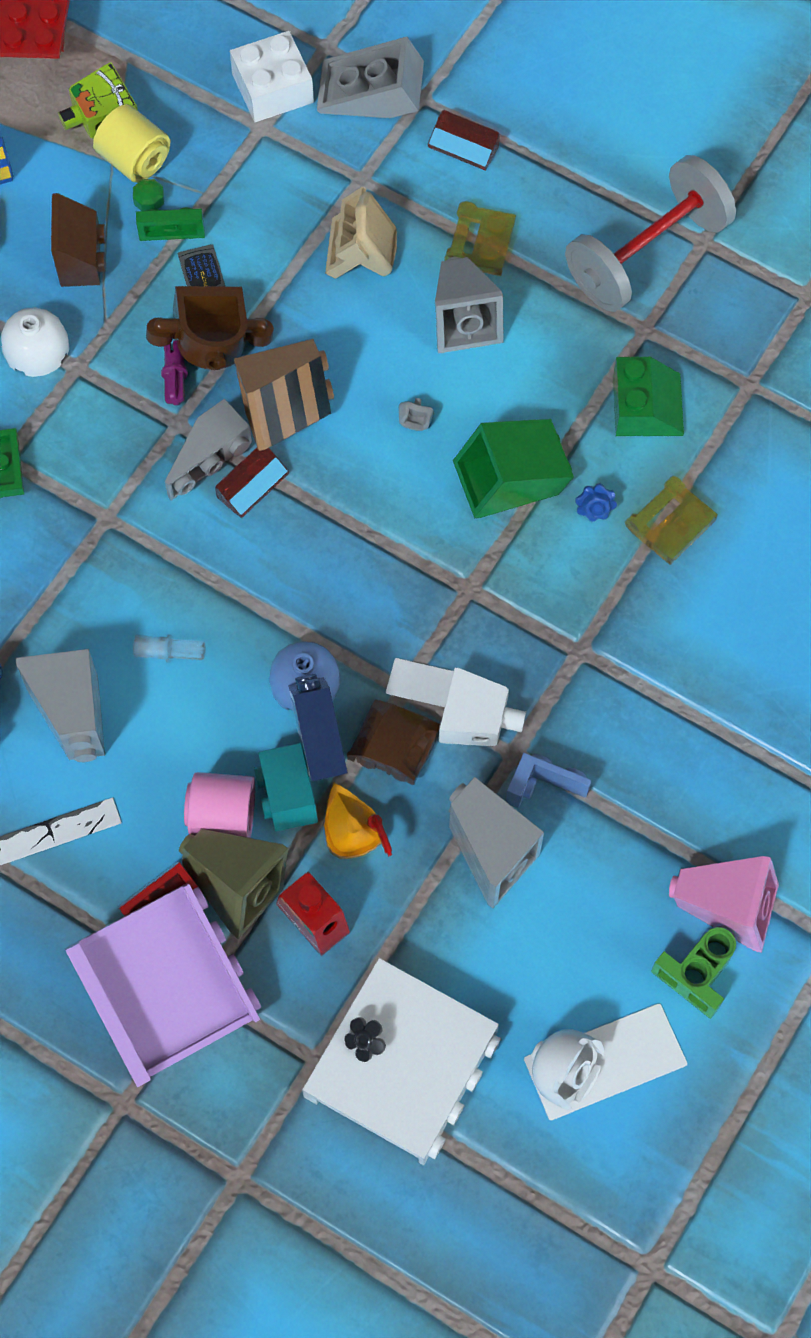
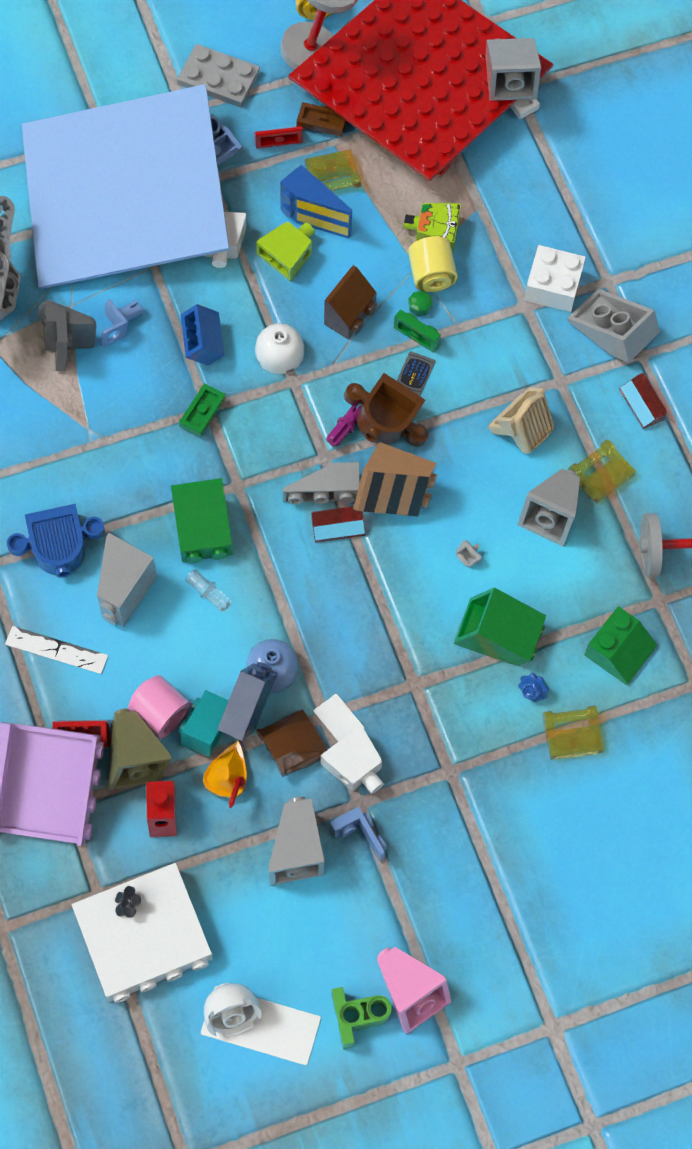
camera: 35 degrees right, 0 degrees up
(102, 577) = (202, 520): none -> green slope

